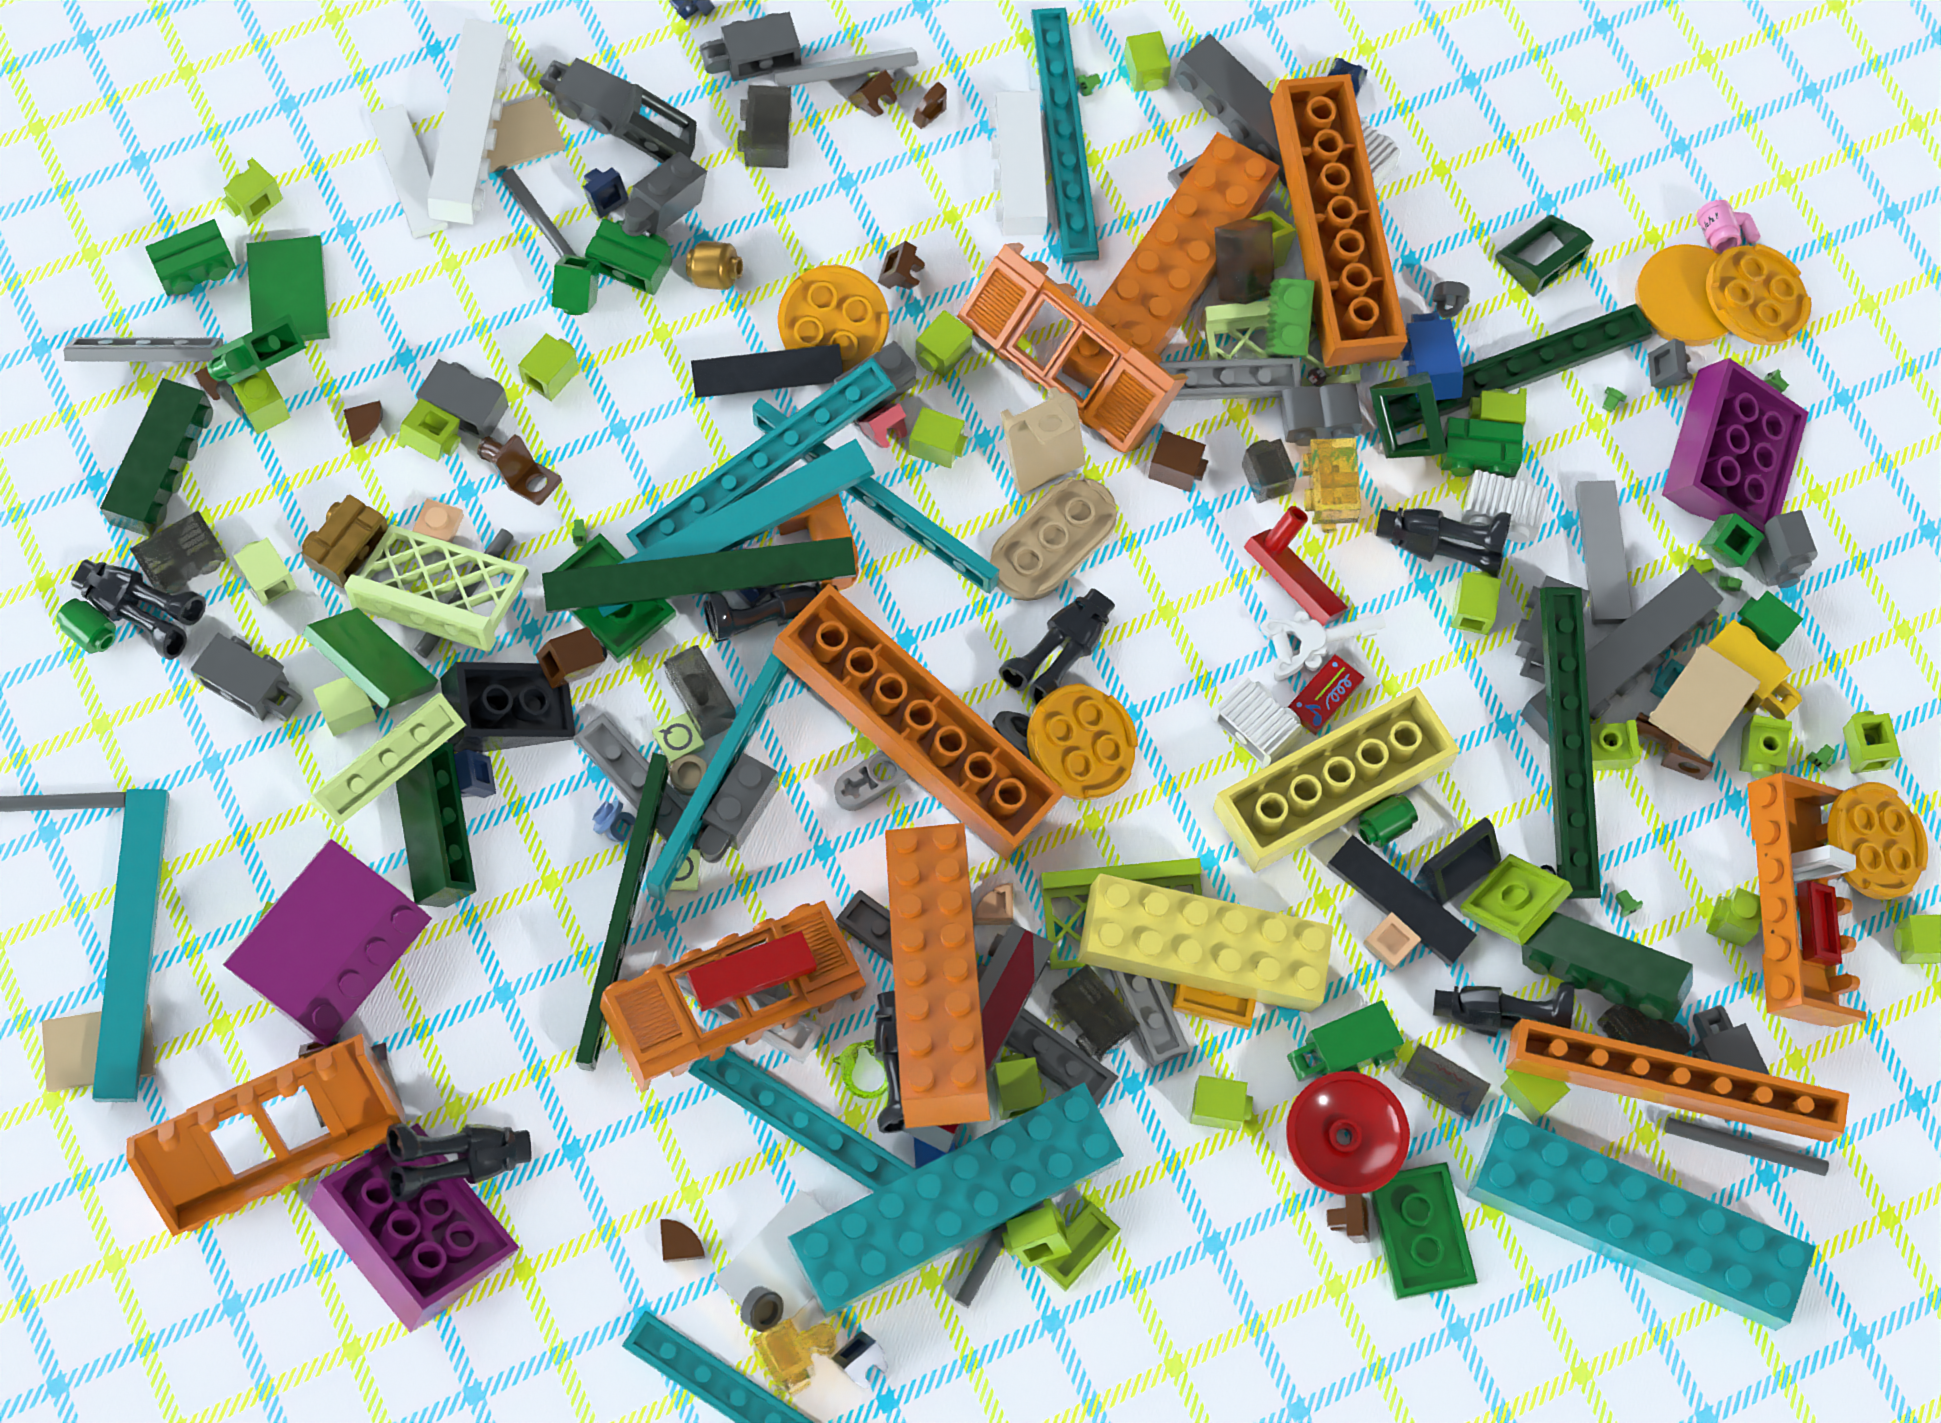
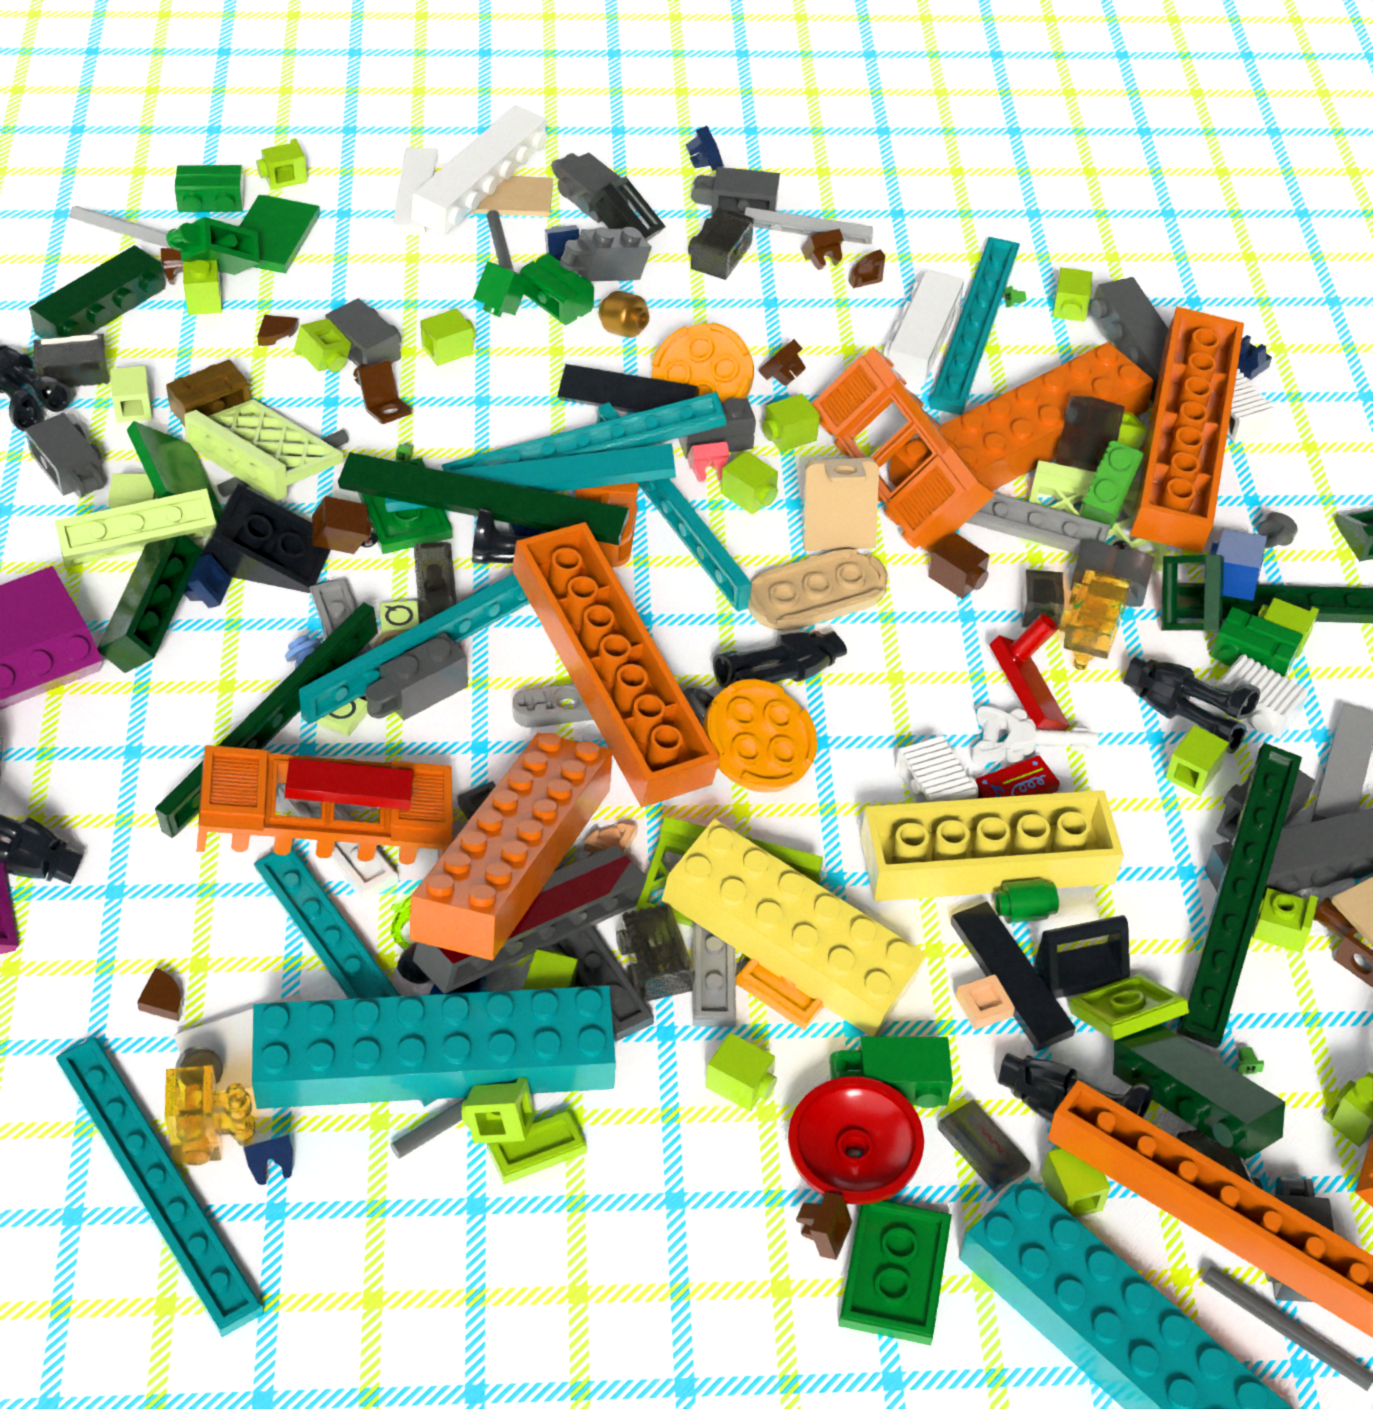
camera: 25 degrees right, 20 degrees down
(439, 520) = (295, 408): light nougat plate -> none

